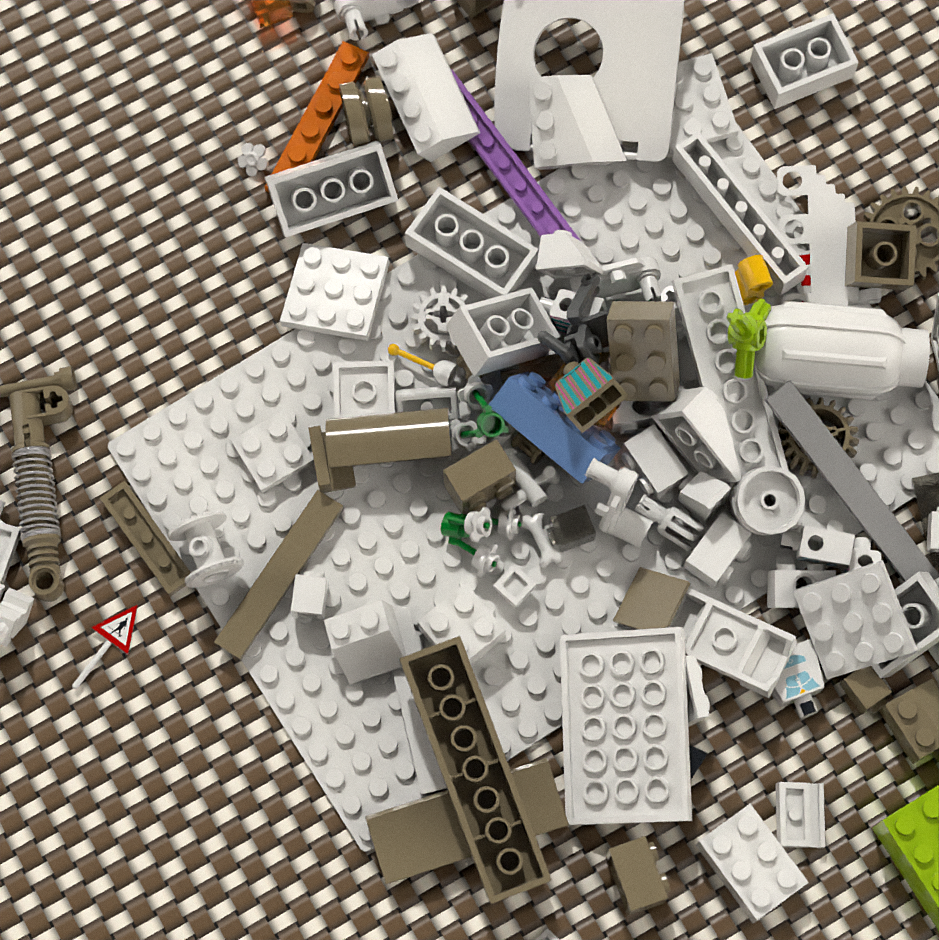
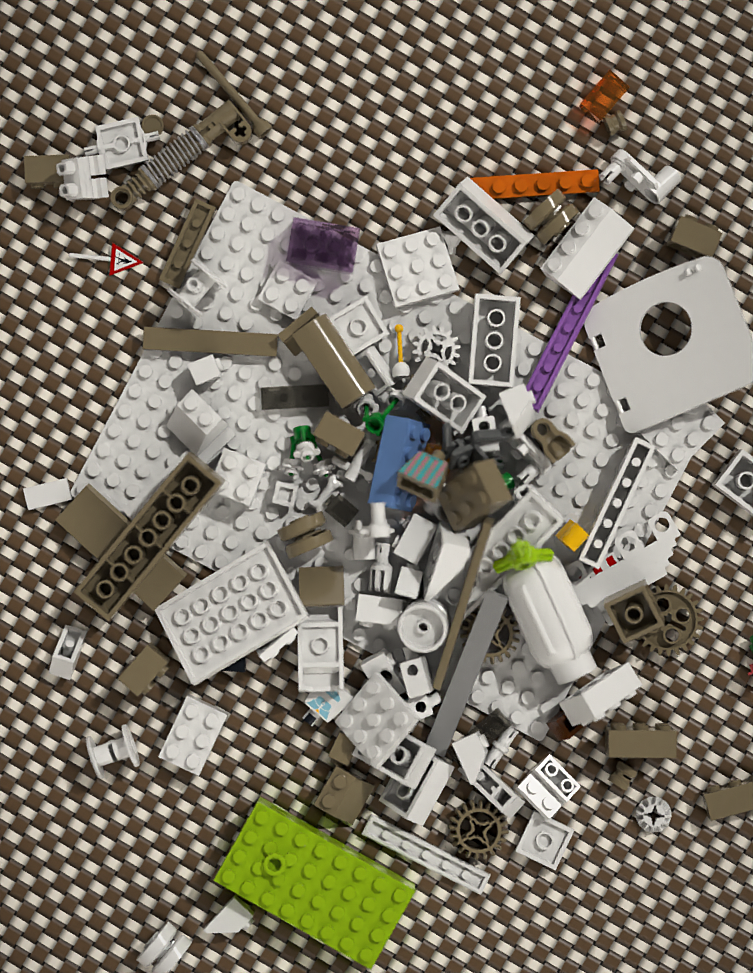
camera: 60 degrees right, 15 degrees up
(245, 377) = (323, 246): none -> clear purple brick
(252, 159) = (480, 159): white plant -> none
(326, 237) = (451, 240): none -> white rock
(348, 879) = (47, 494): none -> white tile
(403, 511) = (294, 397): none -> clear smoke tile
(570, 123) = (616, 358): white wedge -> none
(578, 584) = (305, 535): none -> dark tan wheel
(629, 239) = (554, 443): none -> dark tan piece
(764, 437) = (463, 603): none -> dark tan tile
(800, 815) = (241, 748): white plate -> none

